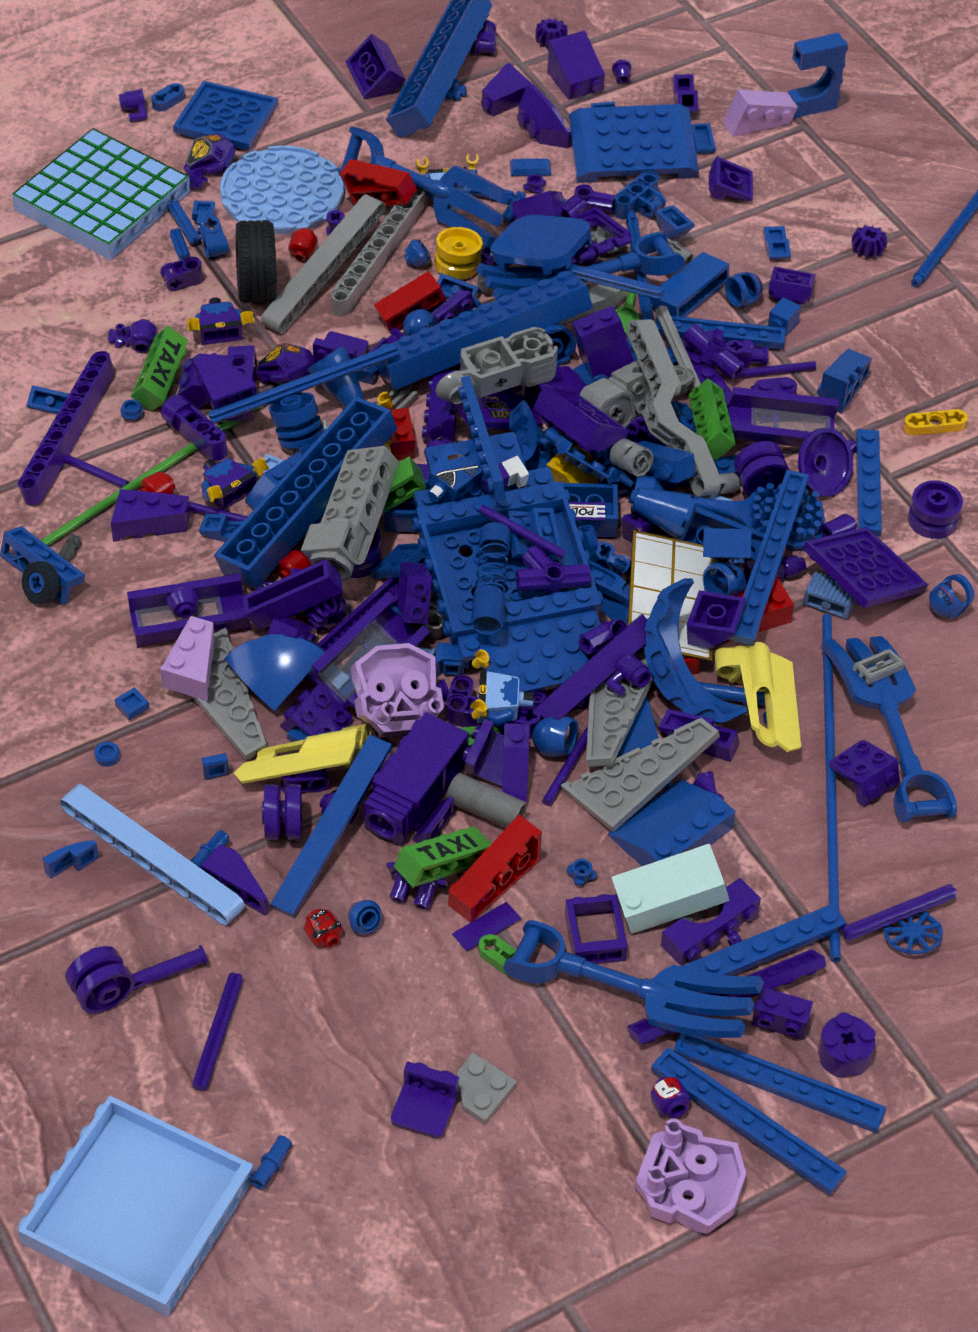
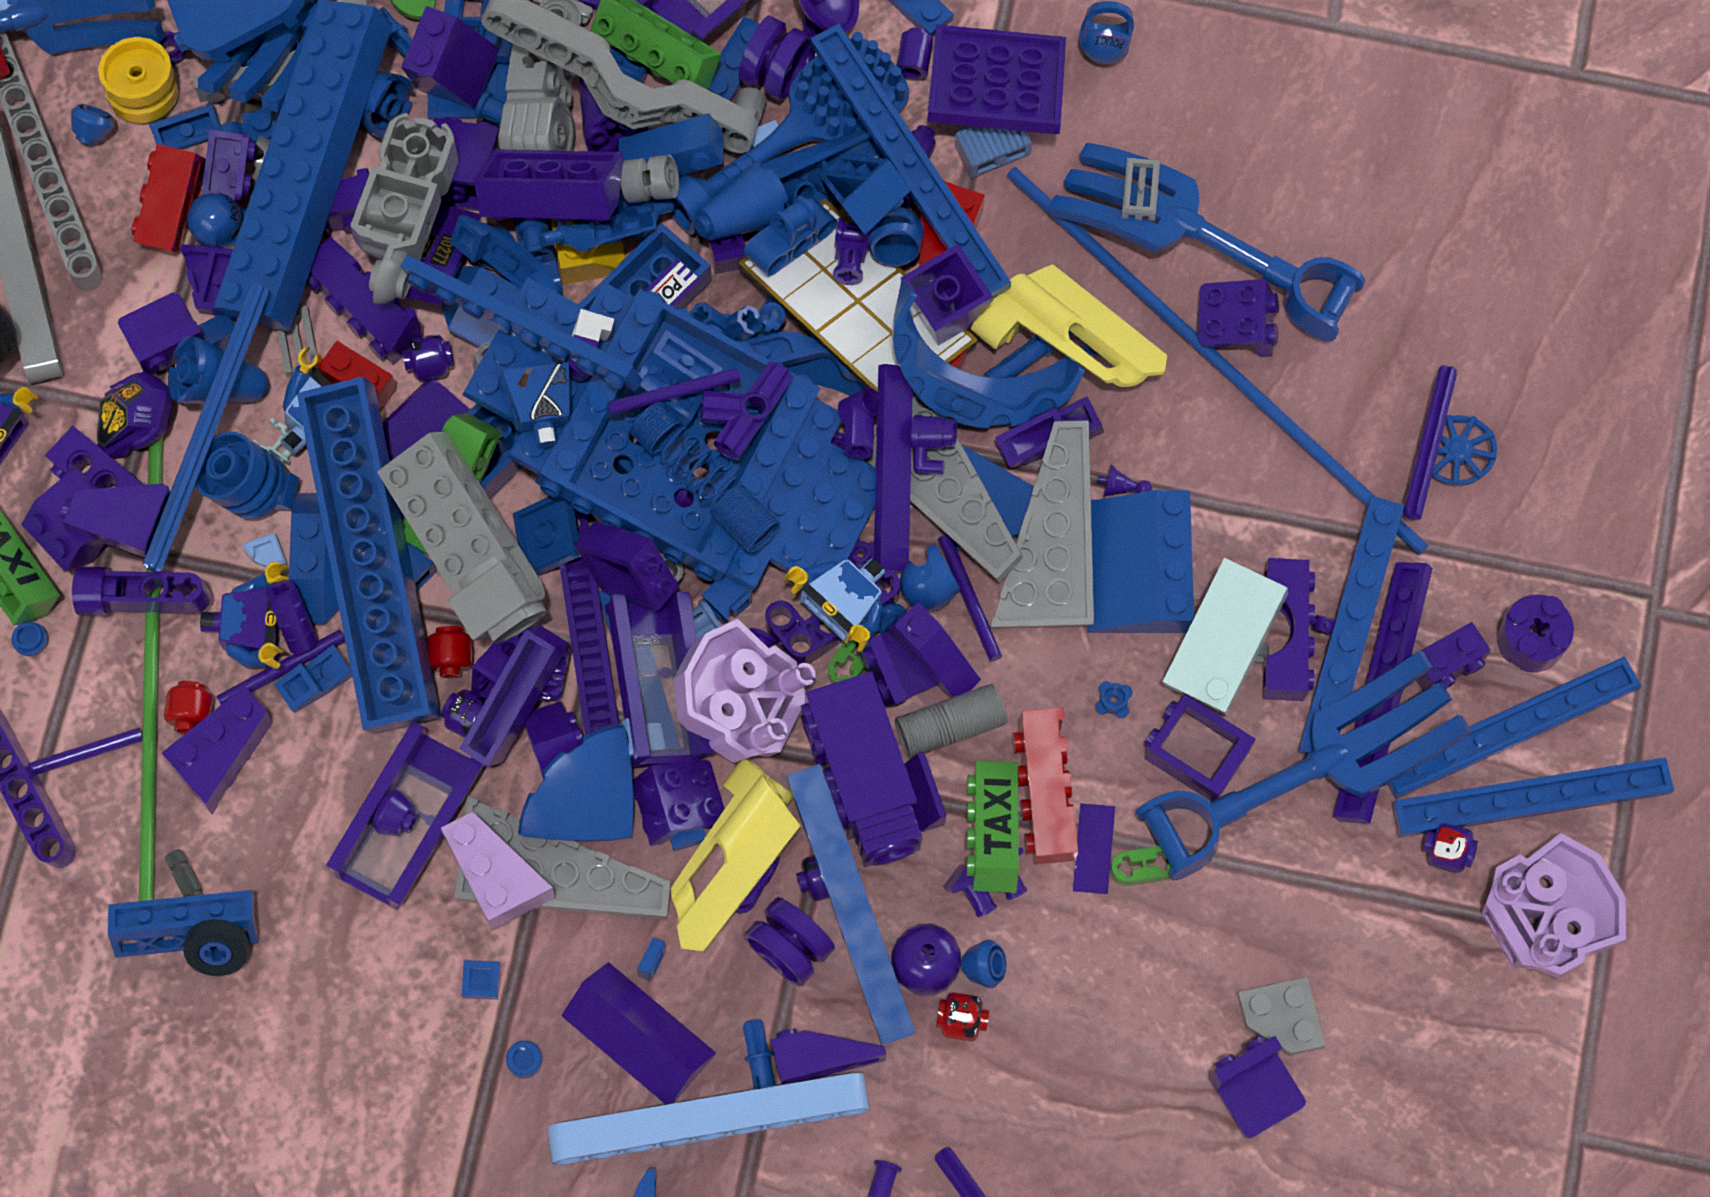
camera: 50 degrees left, 20 degrees up
(170, 790) = (637, 1033): none -> dark purple slope
(245, 490) = (291, 617): none -> dark purple axle
(339, 888) = (923, 974): none -> dark purple cylinder
(672, 536) = (790, 235): none -> blue piece
(693, 569) = (850, 251): none -> dark purple connector

